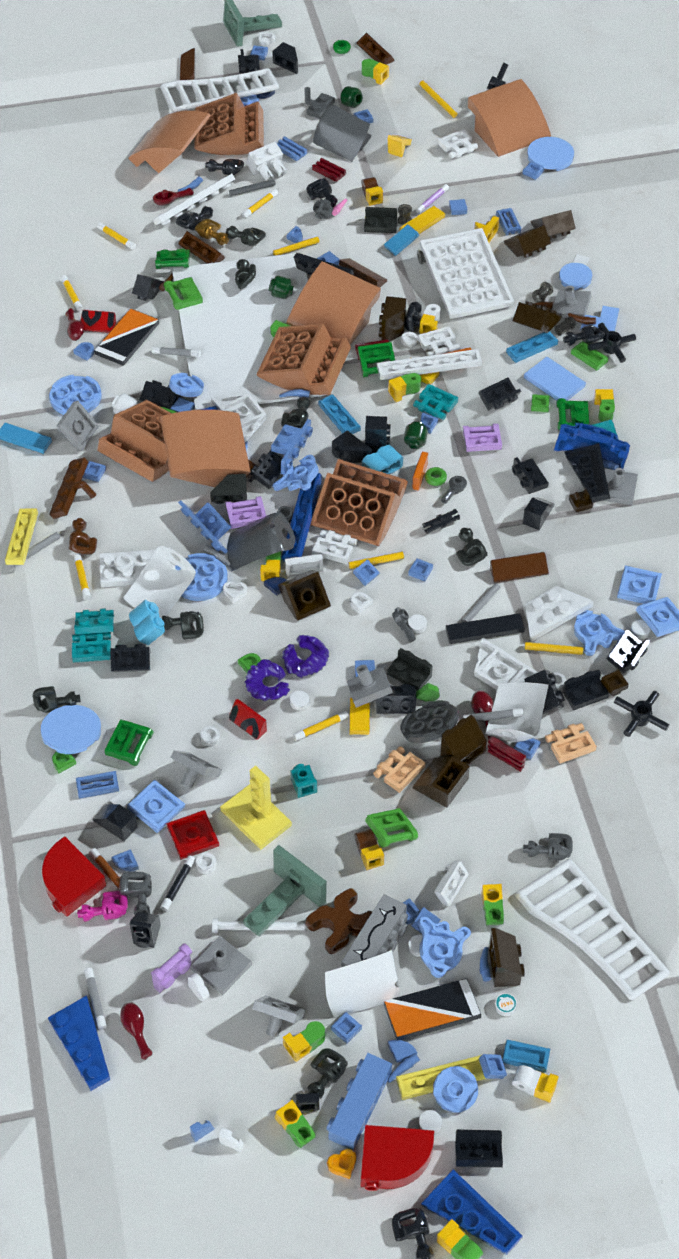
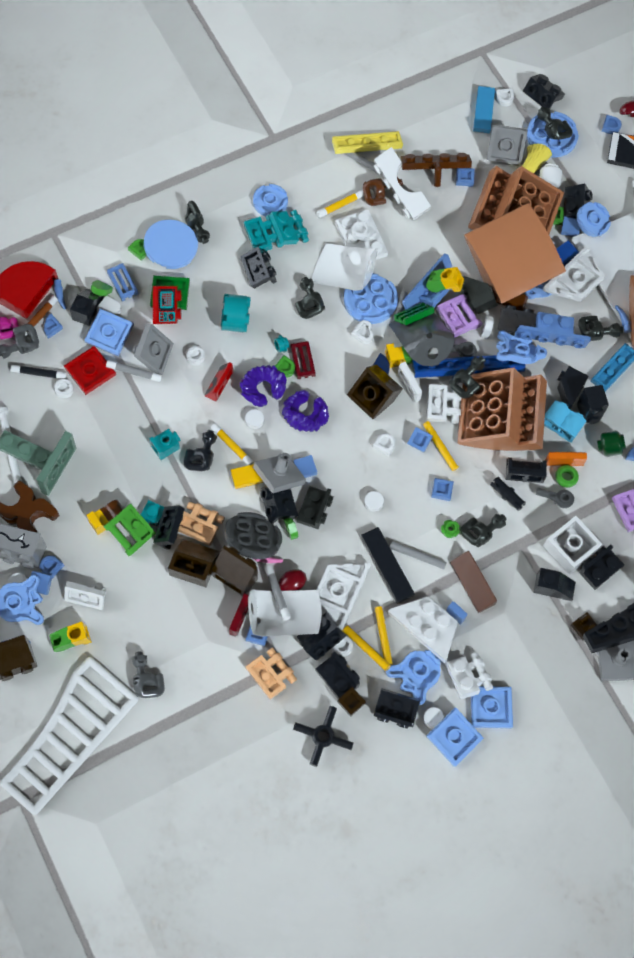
camera: 70 degrees right, 15 degrees up
(17, 418) = (504, 97): none -> white tile
(26, 388) = (543, 91): none -> black bracket
(52, 633) = (270, 199): none -> light blue tile
(67, 516) = (413, 202): none -> white arch
(76, 387) = (554, 126): none -> pearl dark grey piece
(85, 846) = (58, 289): none -> medium blue helmet
(98, 804) = (101, 288): none -> bright green tile
(99, 412) = (536, 157): none -> light yellow piece
(146, 622) = (298, 267): medium azure brick -> none
(148, 742) = (166, 304): none -> slope
(179, 685) = (235, 313): none -> teal brick
(209, 792) = (135, 371): none -> light grey bar
(211, 505) = (445, 279): none -> leg
(224, 659) = (281, 344): none -> teal plate
(230, 545) = (414, 314): none -> green tile
(241, 650) = (305, 373): none -> dark red tile
(255, 813) = (120, 415): light yellow piece -> none
(266, 491) = (487, 327): none -> white tile
(318, 518) = (464, 376): none -> pearl dark grey piece
(326, 749) = (201, 454): none -> black piece
(374, 805) = (152, 513): none -> teal plate
(399, 789) = (169, 526): none -> black bracket
(401, 618) = (374, 483): dark grey plate -> none
(421, 502) = (526, 471): none -> black hinge
(462, 573) = (450, 533): none -> bright green plate
(506, 485) = (572, 545): none -> white brick
(547, 584) = (456, 612): none -> medium blue tile
(568, 659) = (366, 648): none -> yellow bar
(608, 596) = (463, 678): none -> white plate

